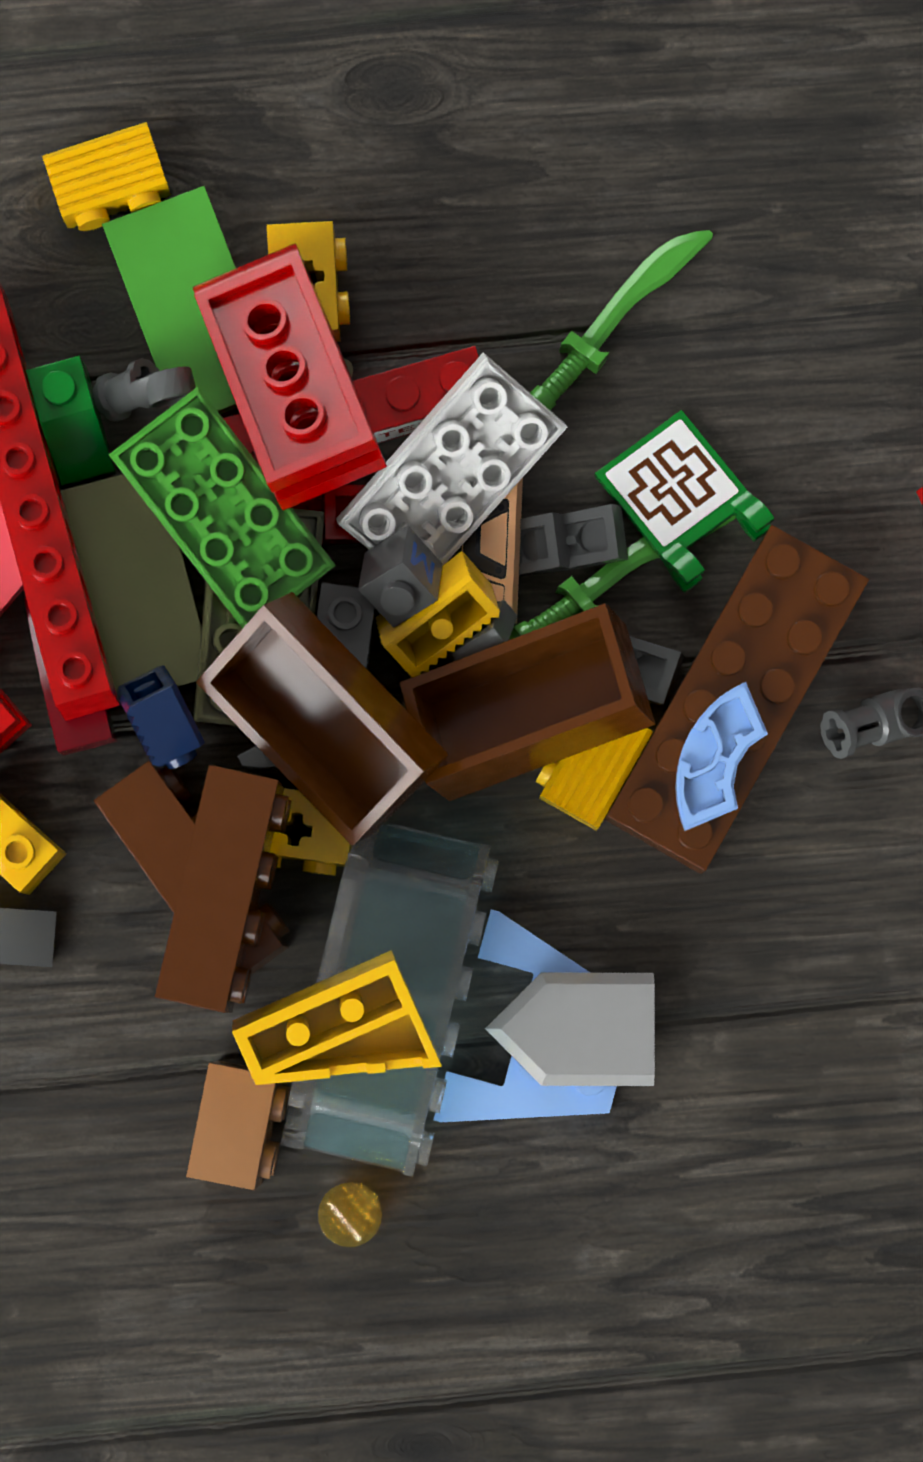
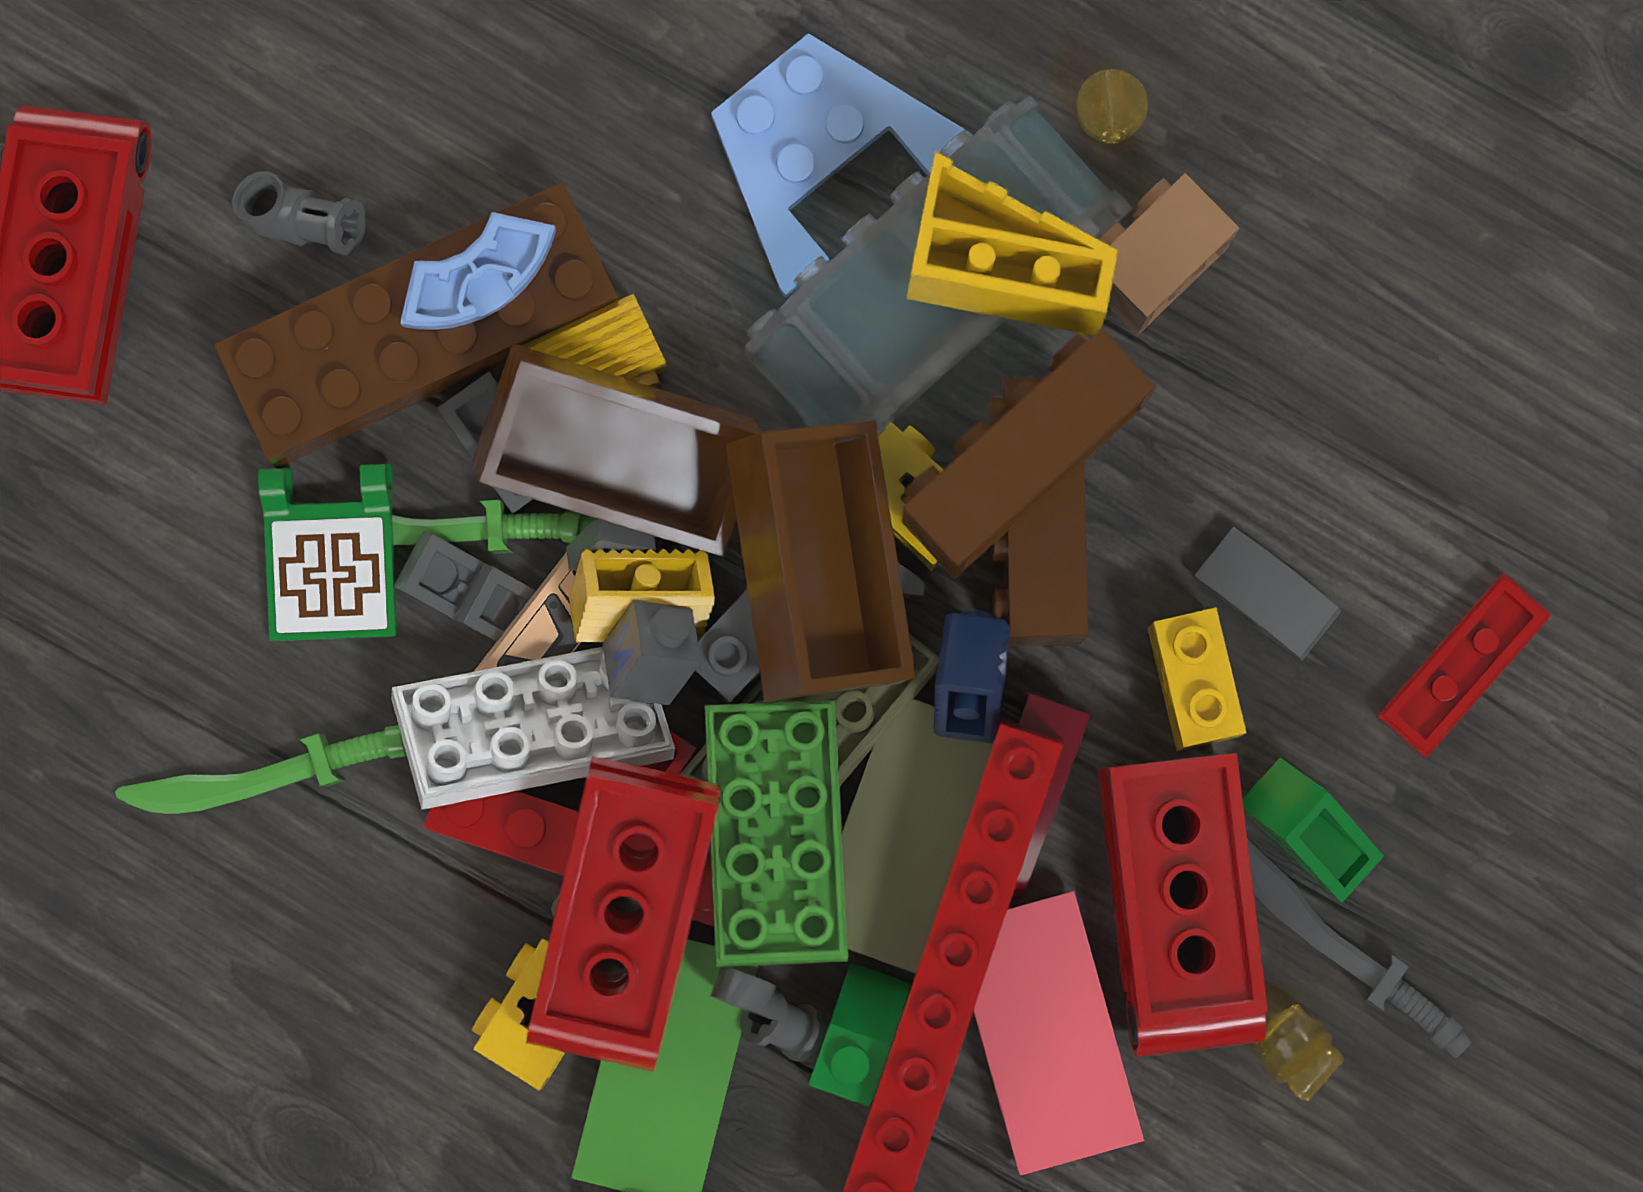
camera: 150 degrees left, 0 degrees up
(582, 1029) = (778, 122): light grey tile -> none

